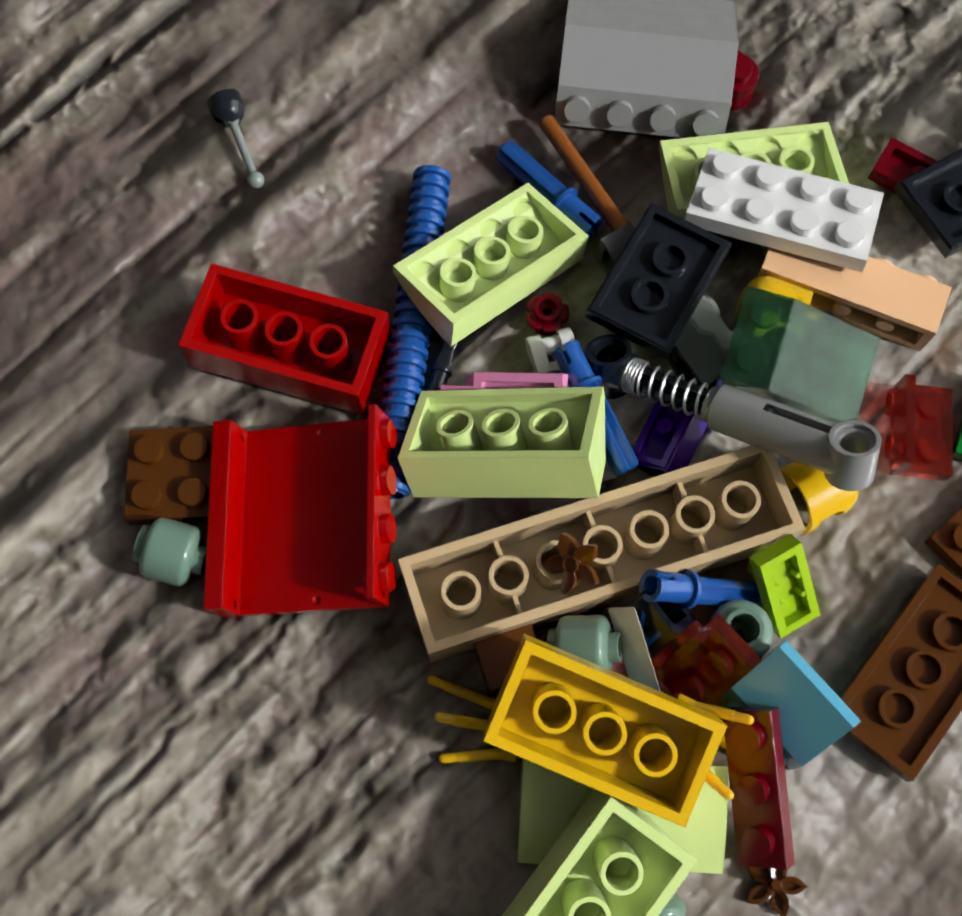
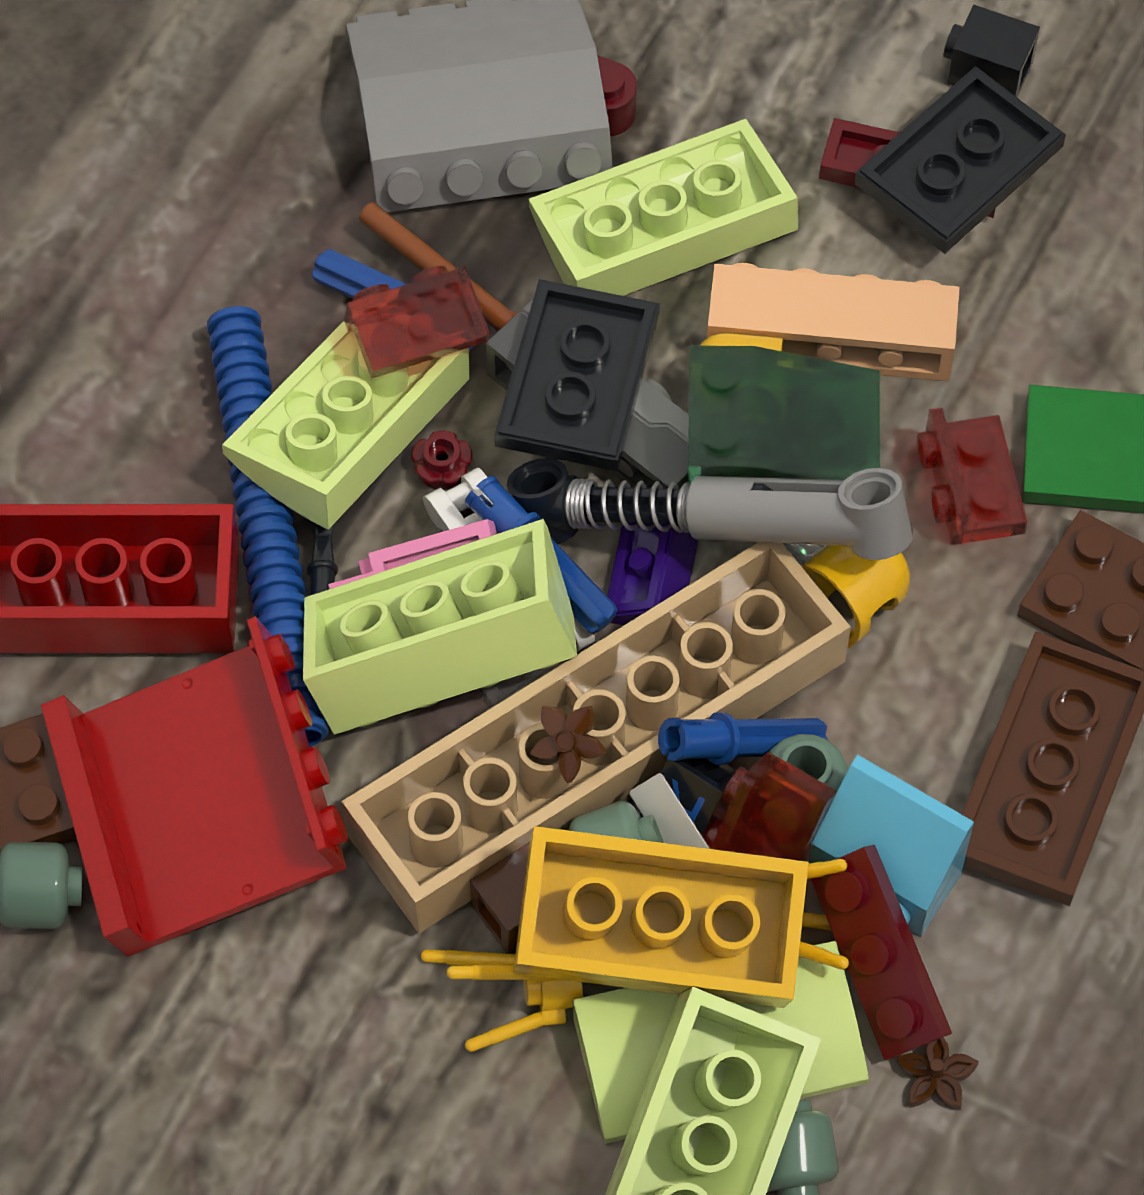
camera: 15 degrees left, 10 degrees down
(556, 210) = (416, 320): none -> clear red bracket
(784, 585) = (846, 703): lime tile -> none
(785, 209) = (715, 243): white plate -> none

